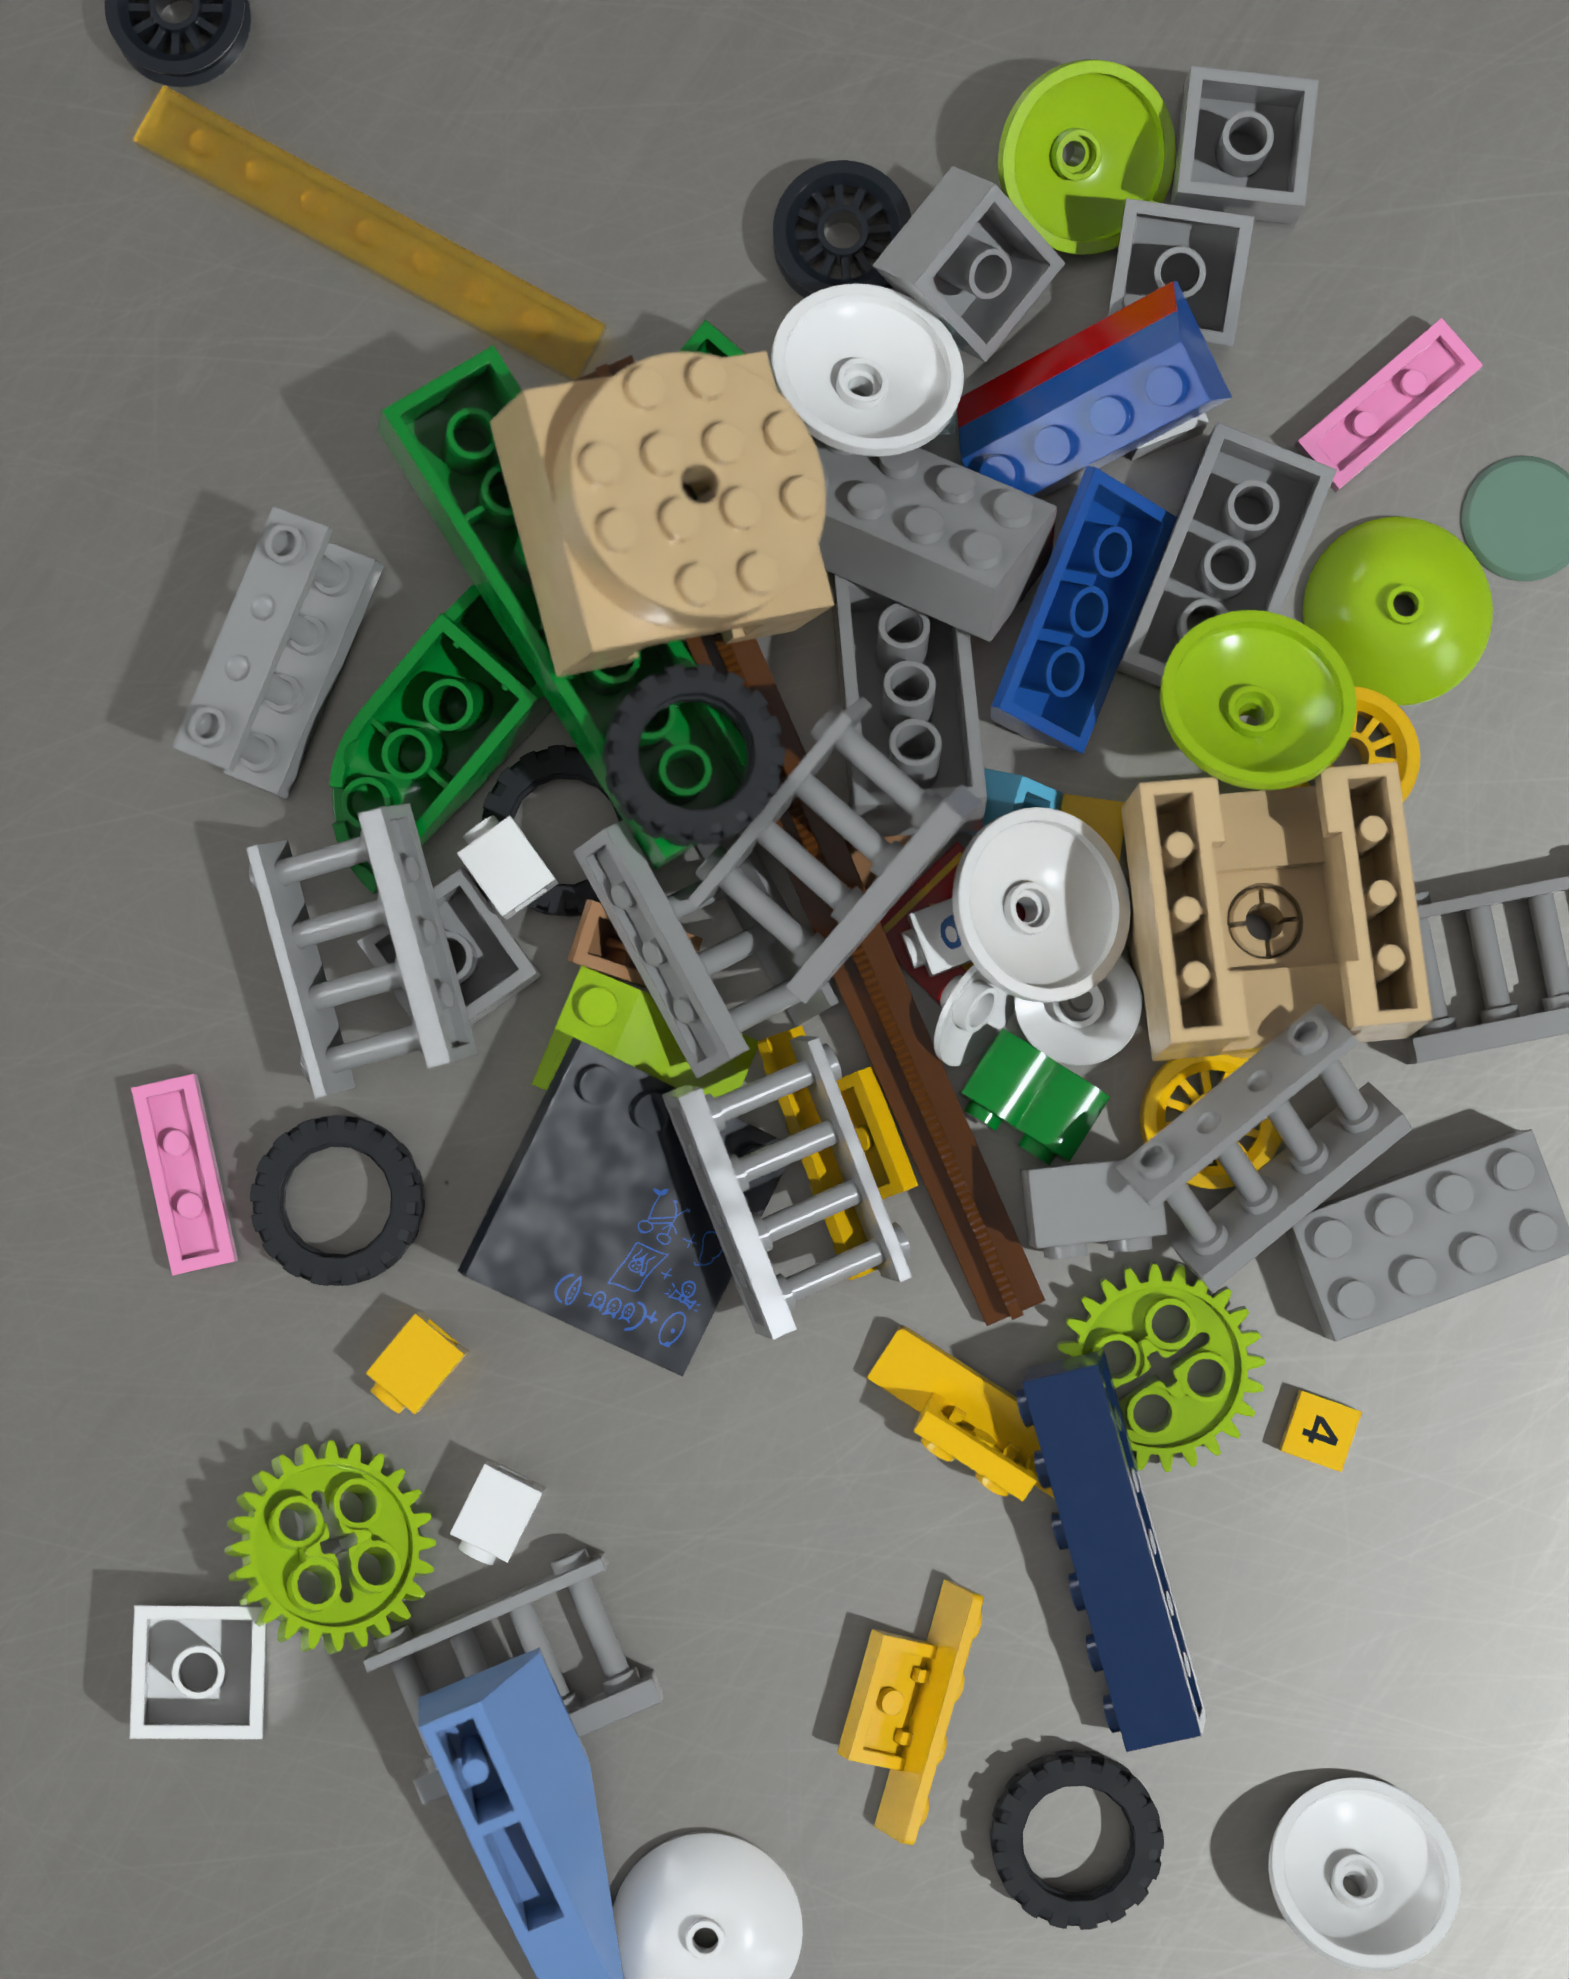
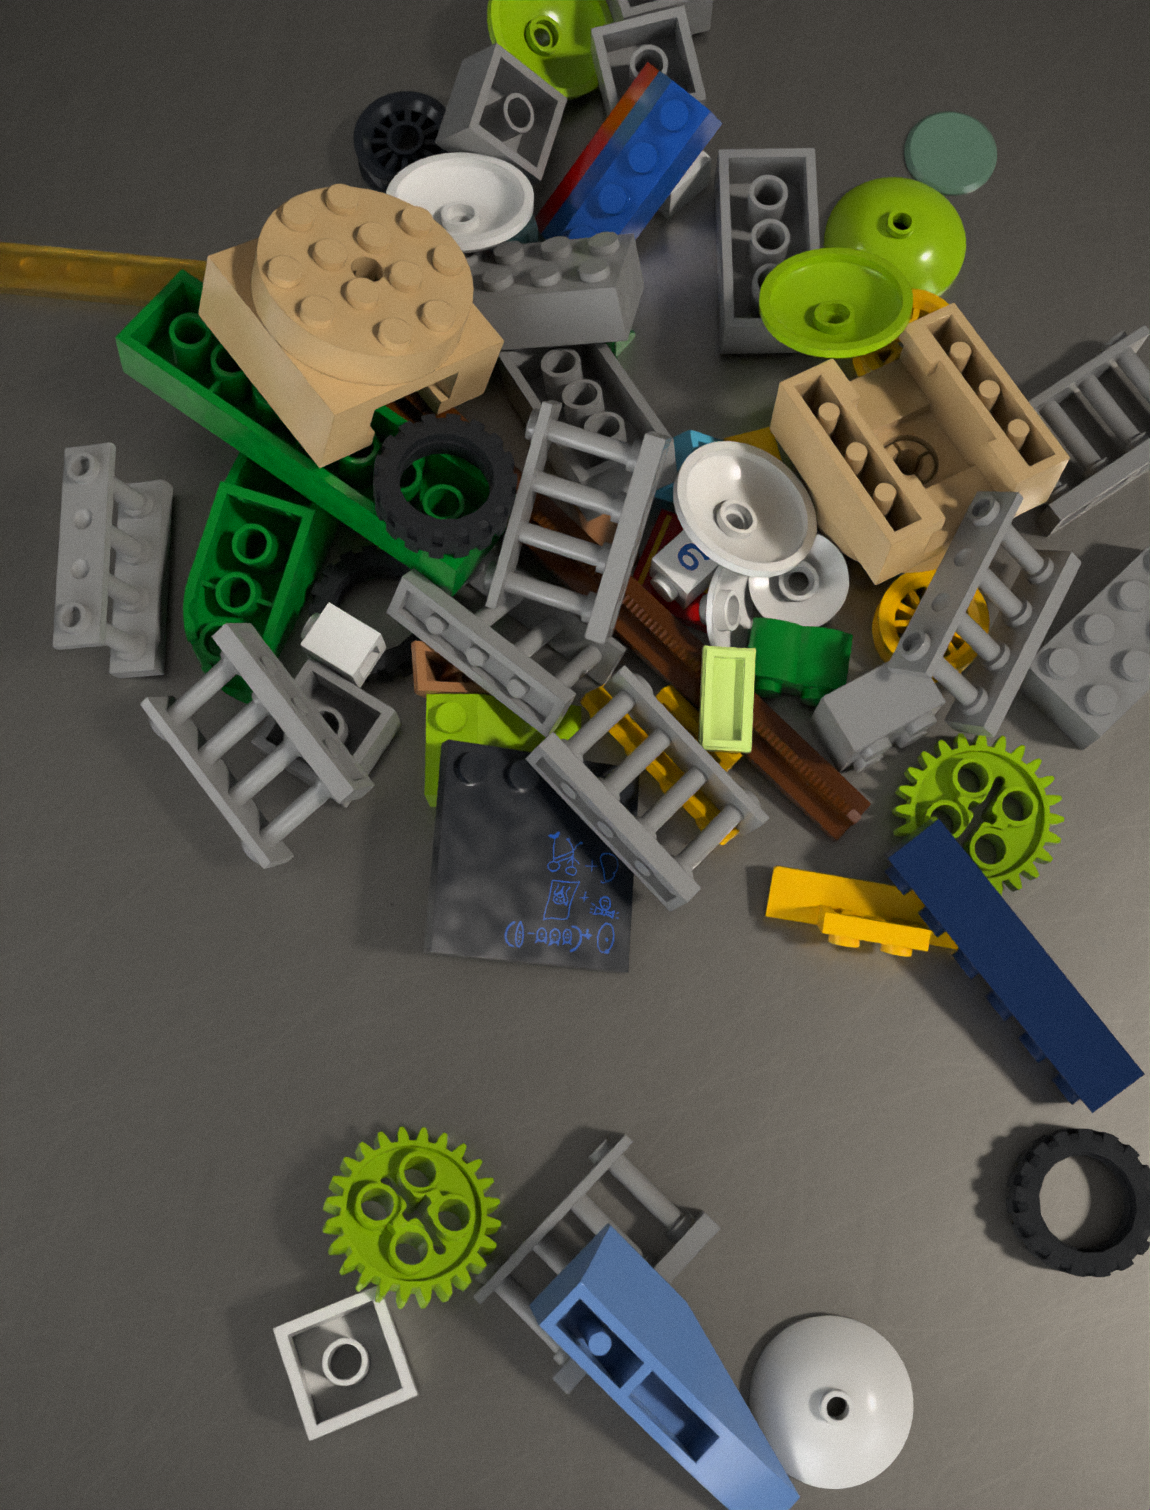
camera: 20 degrees left, 10 degrees down
(184, 1174) = (190, 977): bright pink plate -> none
(270, 1200) = (265, 924): black tyre -> none
(415, 1364) = (422, 1047): yellow brick -> none
(496, 1513) = (530, 1136): white brick -> none
(907, 1704) = (909, 1153): yellow bracket -> none
(923, 1119) = (726, 699): none -> yellowish green tile
(1082, 613) = (682, 314): blue slope -> none
(1320, 1430) = (1113, 816): yellow tile -> none
(1390, 403) = (831, 103): bright pink plate -> none

